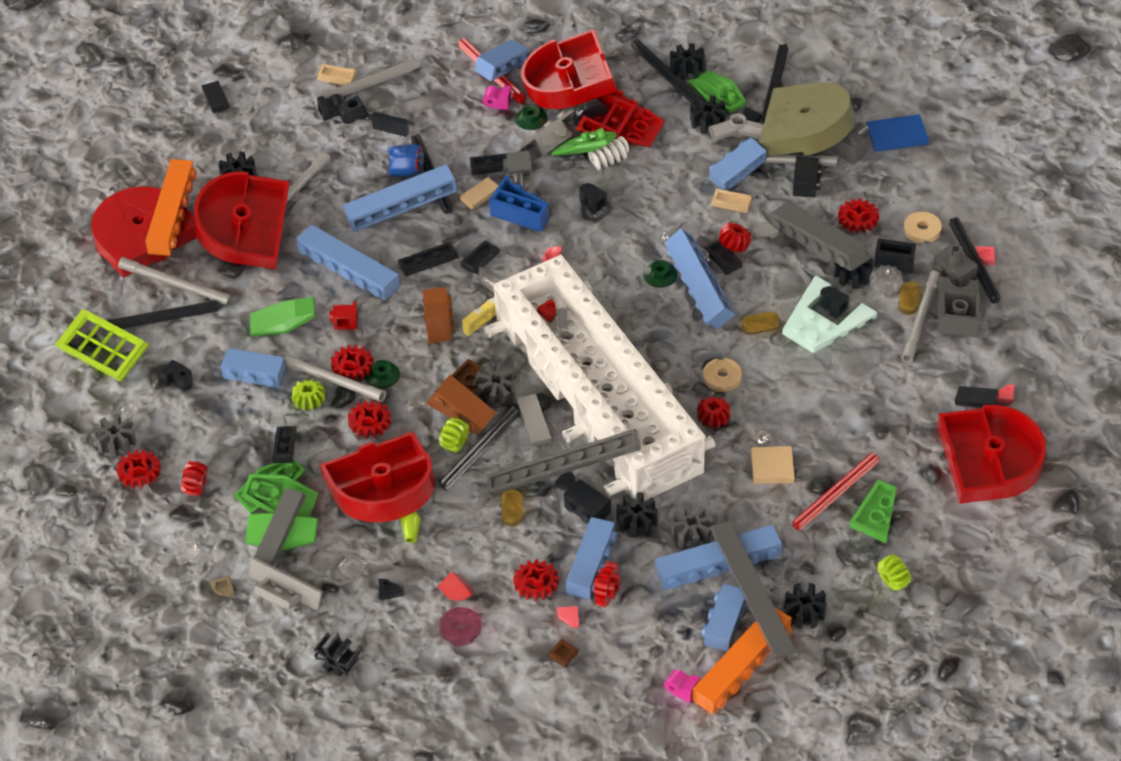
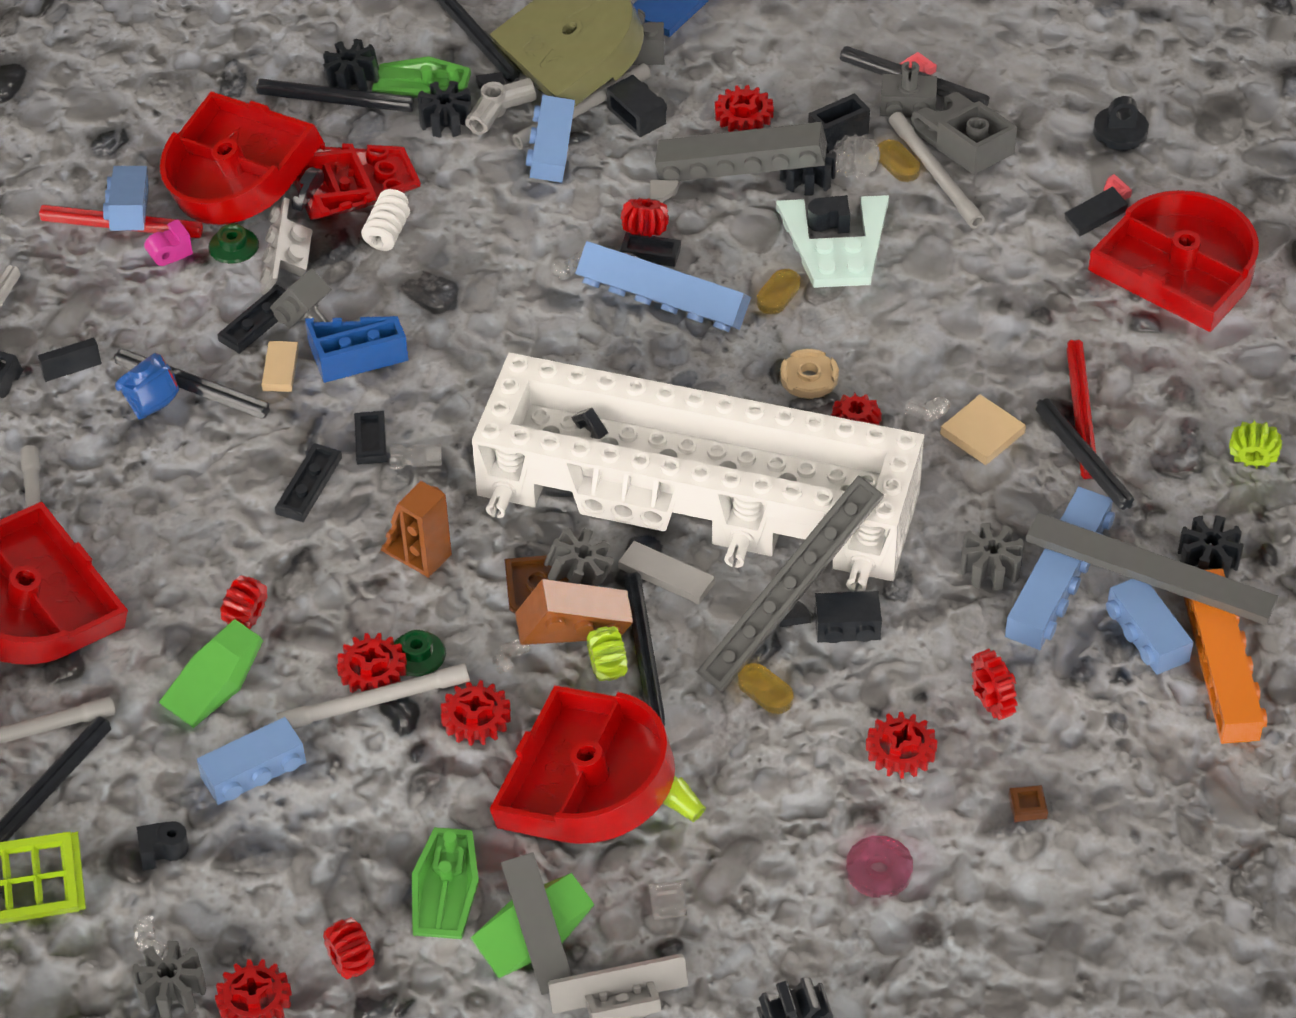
camera: 45 degrees left, 0 degrees up
(268, 489) = (472, 885): bright green piece -> none
(284, 444) = (412, 820): black tile -> none
(308, 394) = (363, 740): lime gear -> none
(328, 293) = (244, 601): none -> red gear
(344, 316) = (293, 617): red brick -> none
(348, 262) = (216, 552): medium blue brick -> none
(389, 589) = (743, 892): black tile -> none
(400, 198) = (194, 434): medium blue brick -> none
(456, 587) = (825, 827): brick -> none
(479, 317) = (461, 482): light yellow plate -> none
(547, 310) = (558, 425): red tile -> none
(551, 253) = (458, 375): coral tile -> none
(569, 615) = (982, 756): coral tile -> none
(585, 143) = (351, 224): bright green piece -> none
(591, 557) = (930, 673): medium blue brick -> none
(593, 197) = (423, 281): black leg -> none
(637, 515) = (917, 588): black gear -> none
(660, 274) = (601, 315): dark green piece -> none
(681, 684) = (1199, 732): dark pink leg -> none
(731, 200) = (583, 184): tan tile -> none
(798, 512) = (1085, 454): none -> black axle
(876, 512) = (1149, 400): bright green wing -> none
(924, 219) = (823, 69): tan tile -> none
(1054, 362) = (1121, 125): none -> black tile

